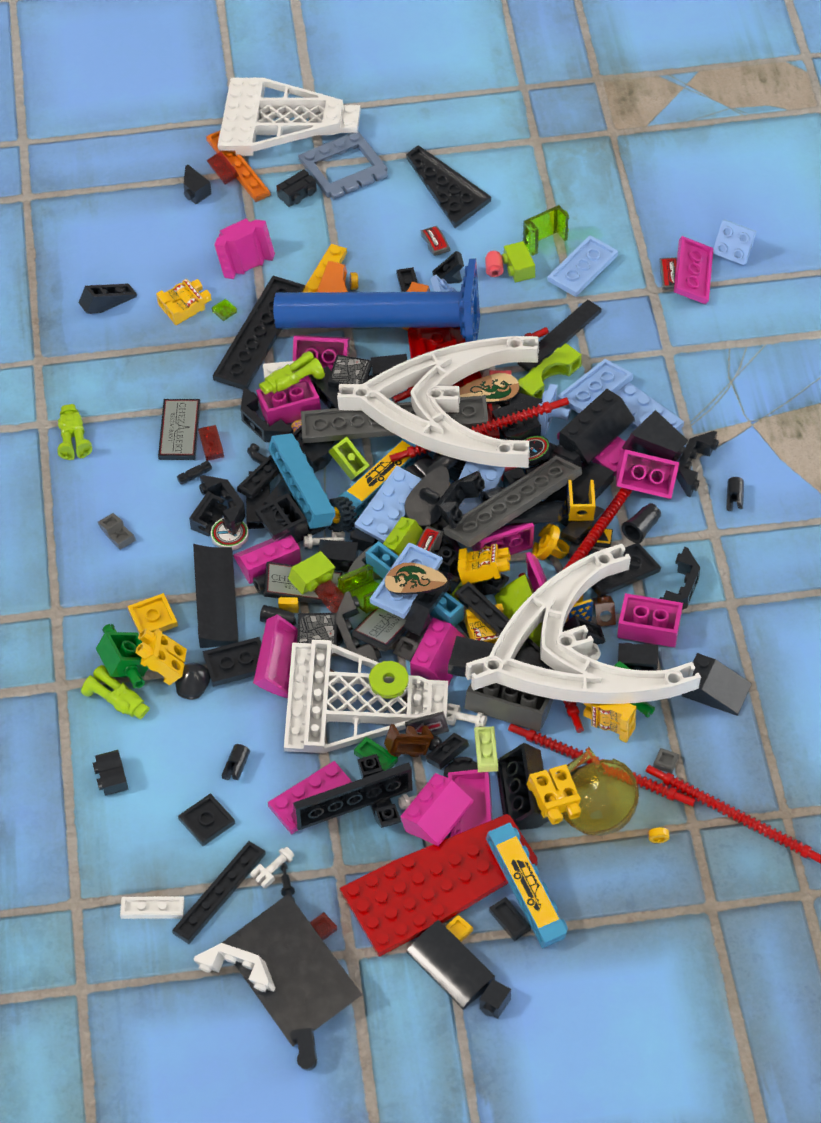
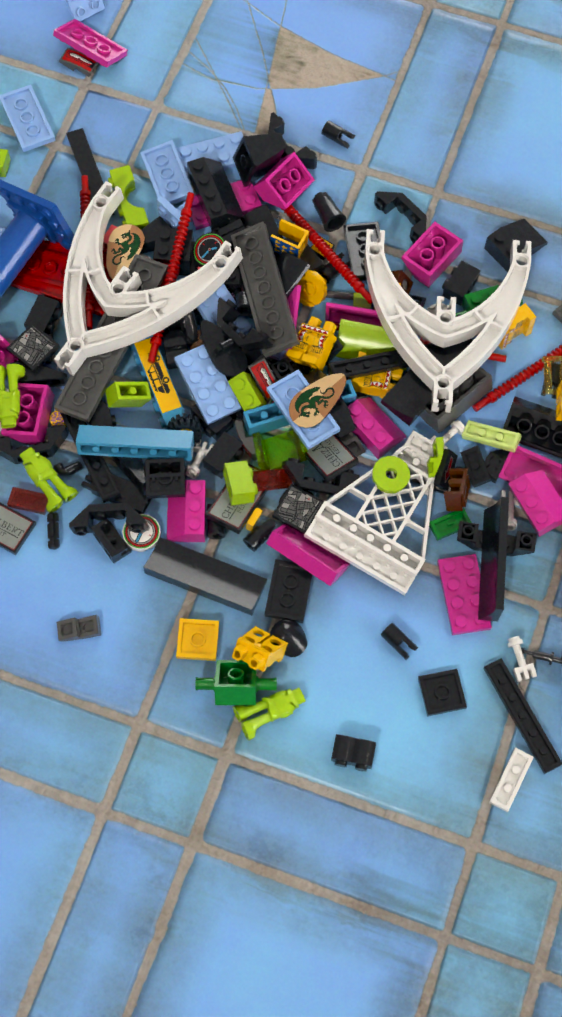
camera: 65 degrees left, 15 degrees up
(238, 433) = (40, 471): none -> lime piece
(433, 706) = (434, 462): none -> lime slope

